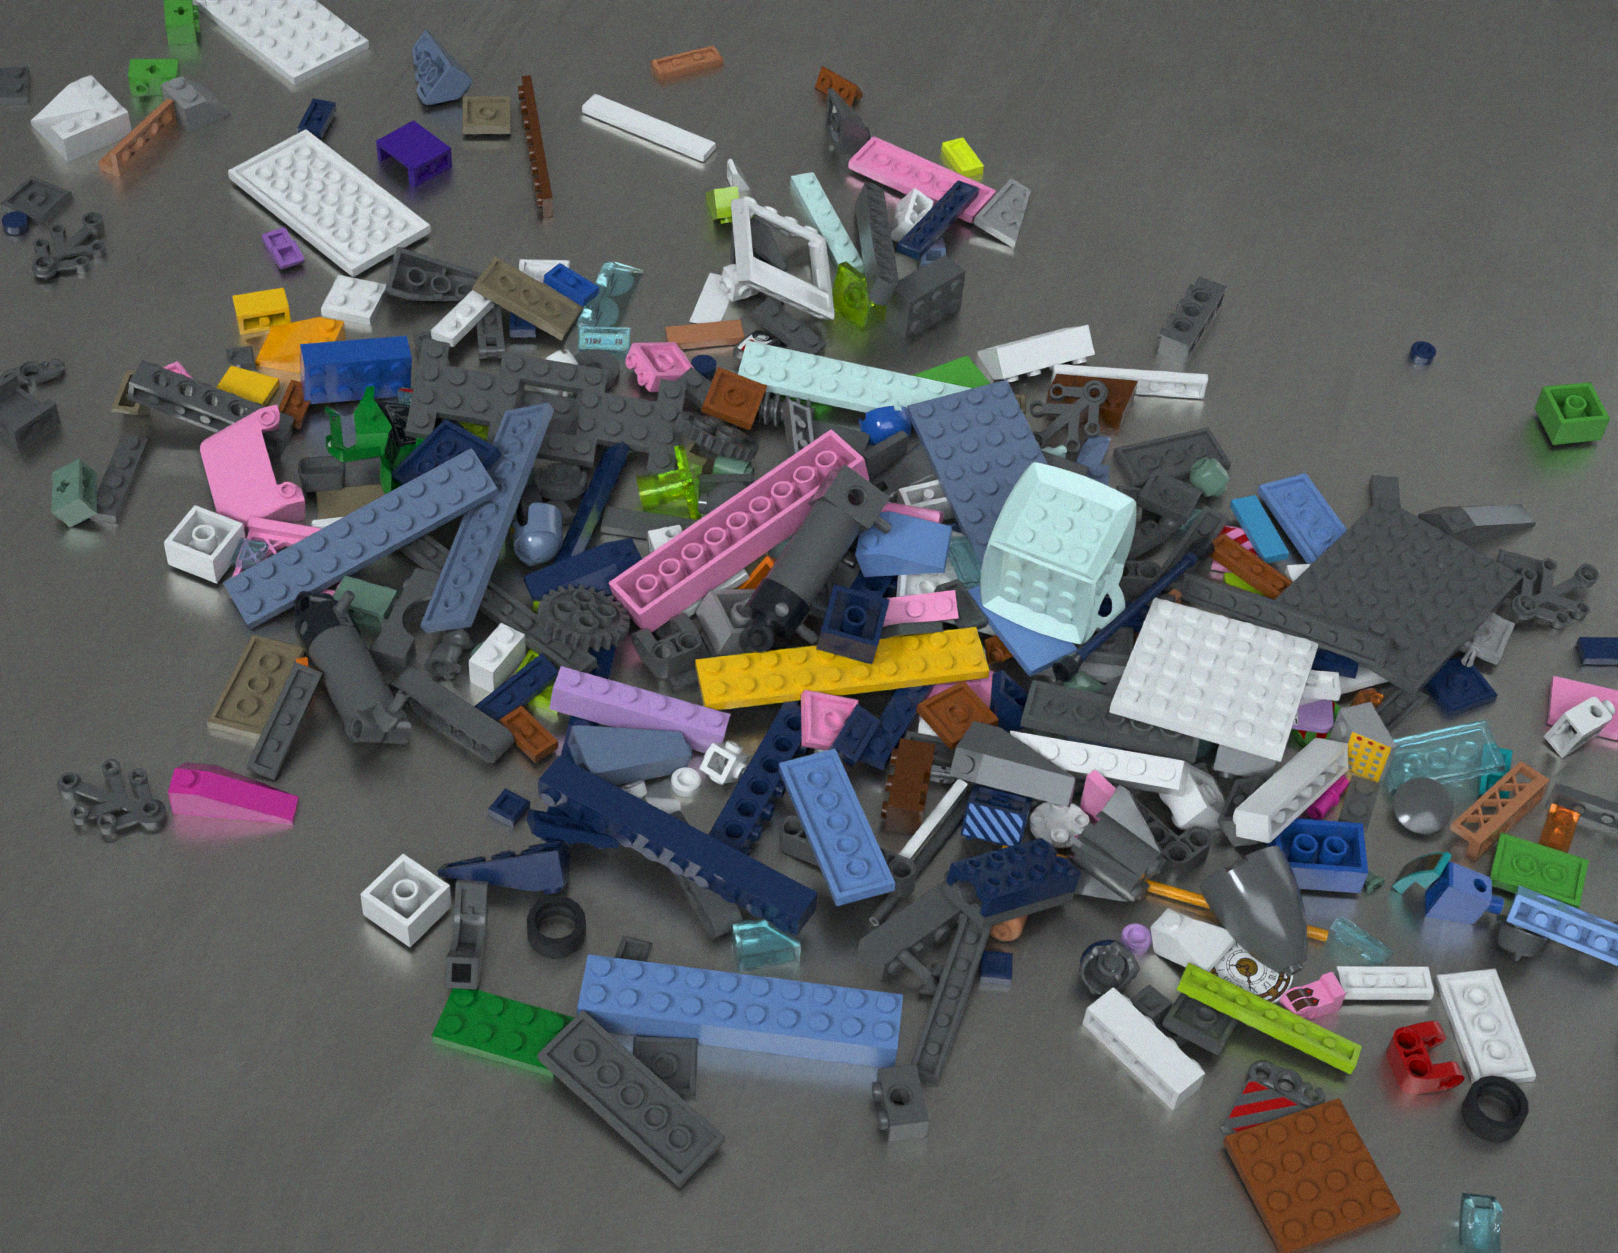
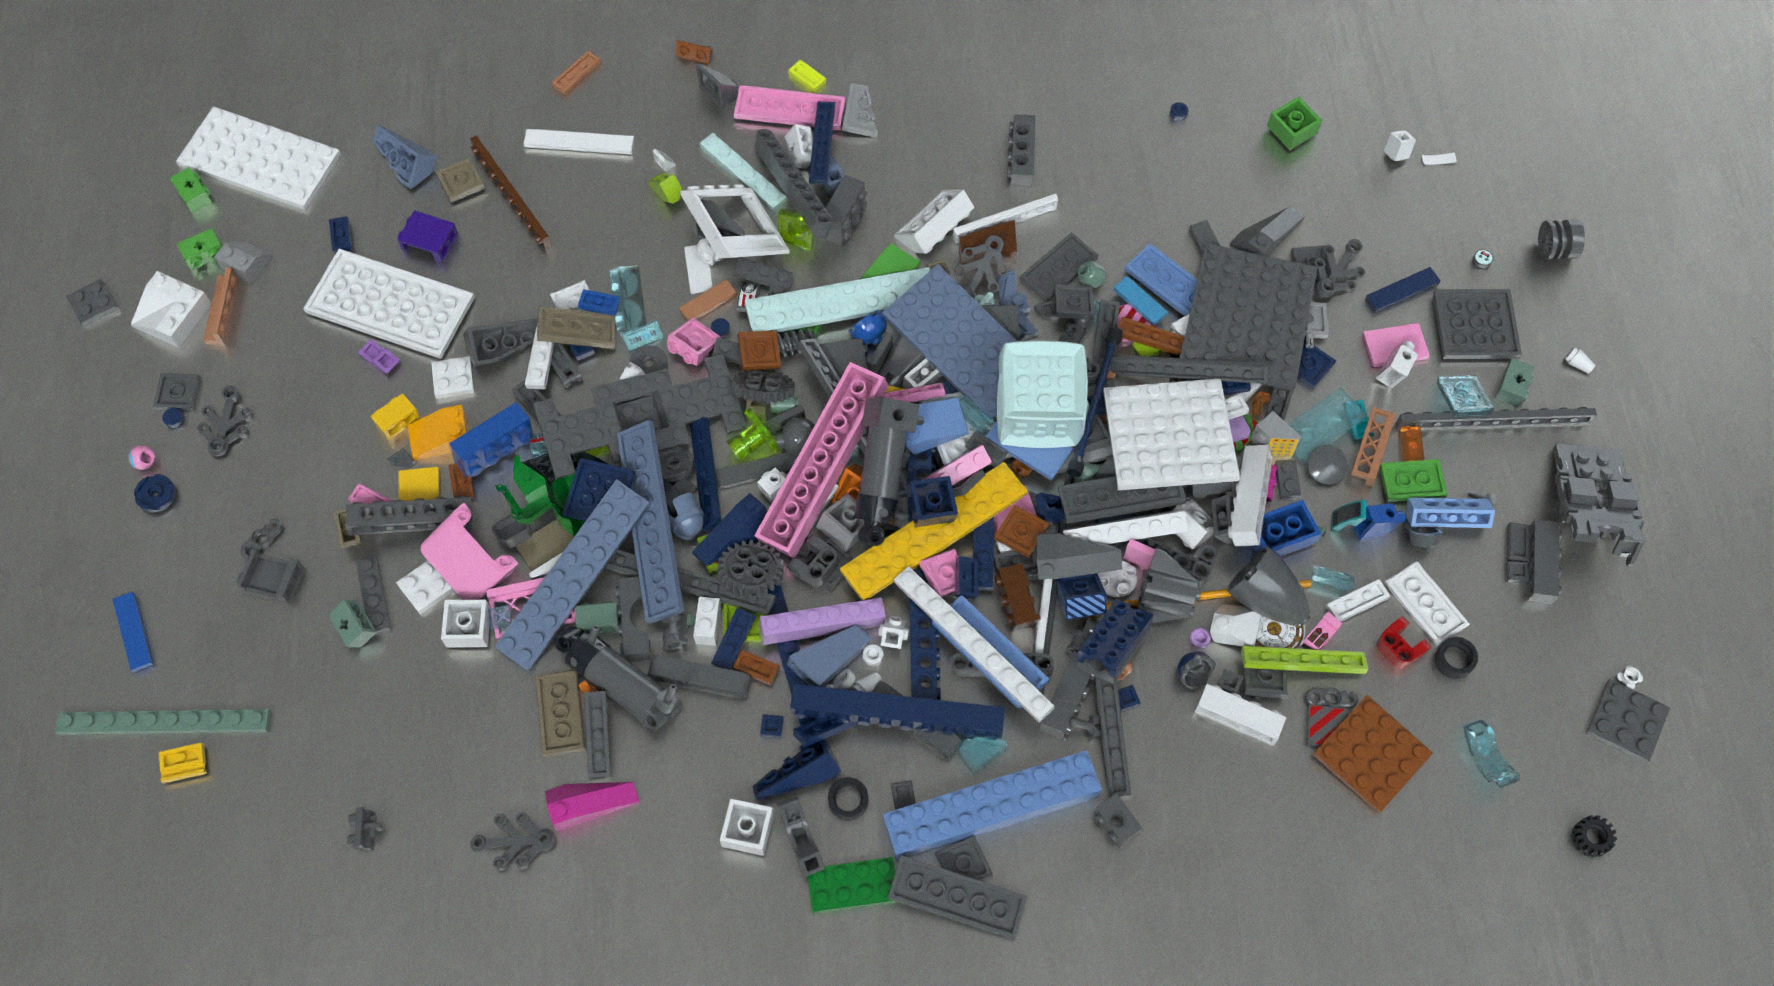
camera: 20 degrees left, 15 degrees up
(182, 490) = (424, 587): none -> white plate
(819, 809) = (974, 644): none -> white plate

